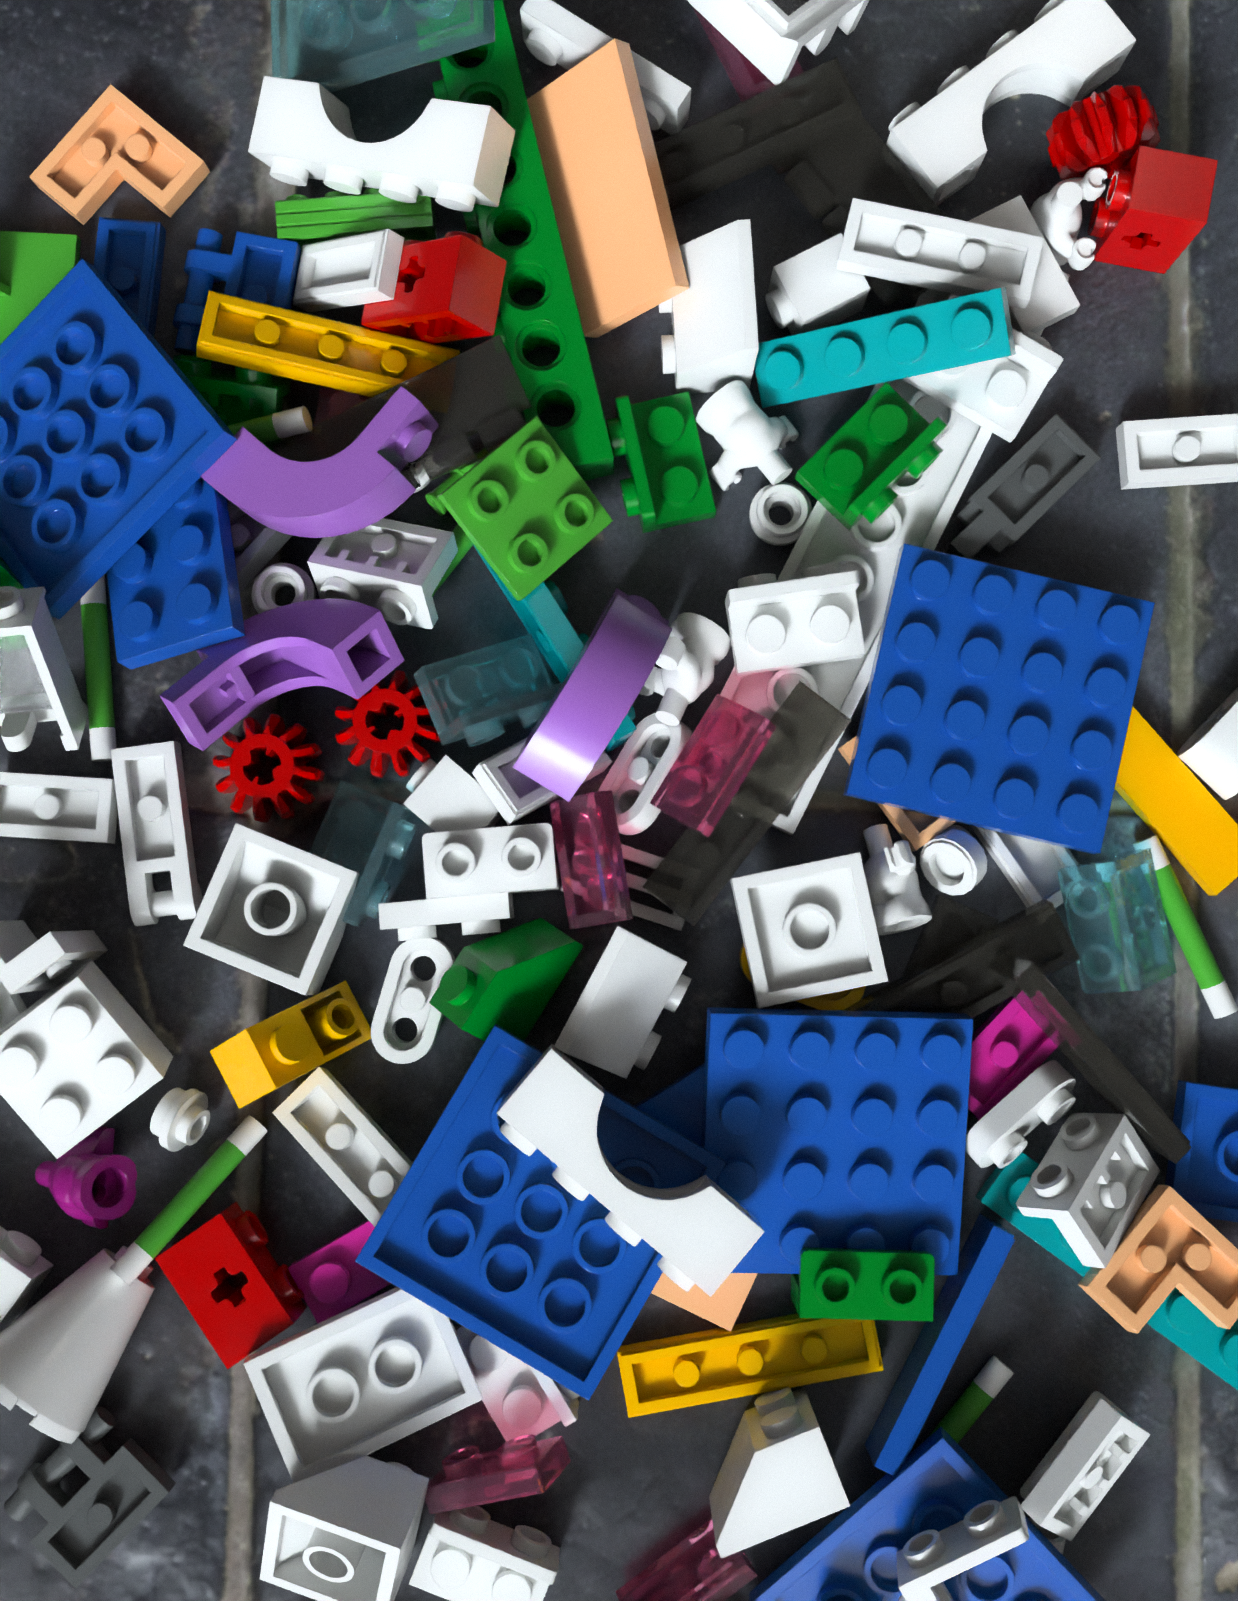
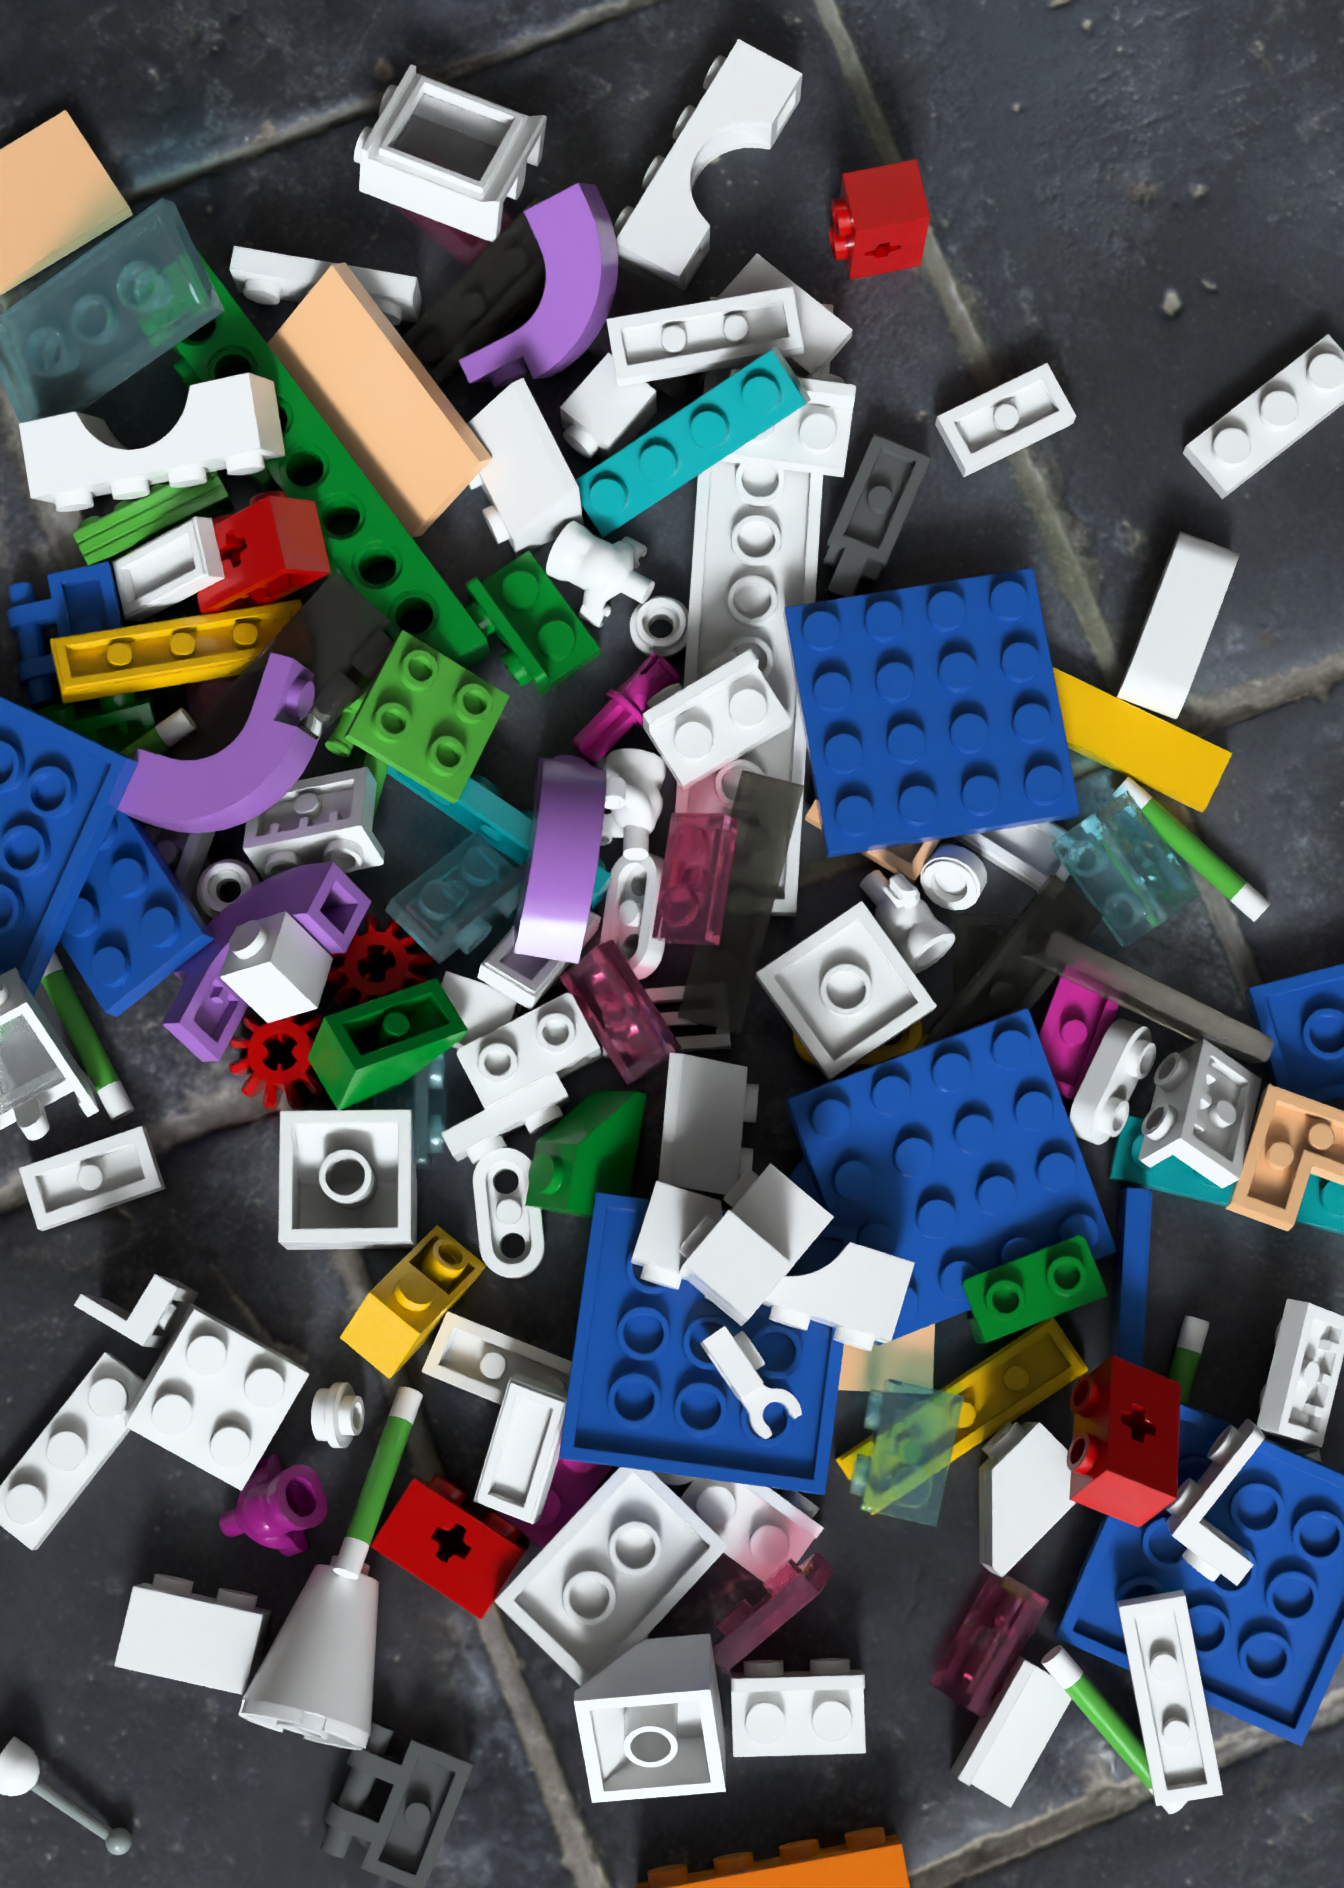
camera: 25 degrees left, 5 degrees down
(155, 831) = (201, 1158): white plate -> none
(286, 686) = (276, 967): none -> white brick
(331, 1229) = (523, 1449): none -> white tile
(358, 799) = (384, 1042): none -> green slope
(556, 1250) = (737, 1363): none -> white plate
(613, 1161) = (753, 1243): none -> white brick
(684, 1379) = (907, 1451): none -> clear light blue bracket
(715, 575) = (624, 708): none -> dark pink axle
(835, 163) = (577, 294): none -> medium lavender arch
(869, 455) = (720, 541): green bracket -> none
(893, 1483) = (1124, 1441): none -> red brick
(1060, 217) = (802, 258): white piece -> none
(1102, 131) = (808, 169): red gear -> none

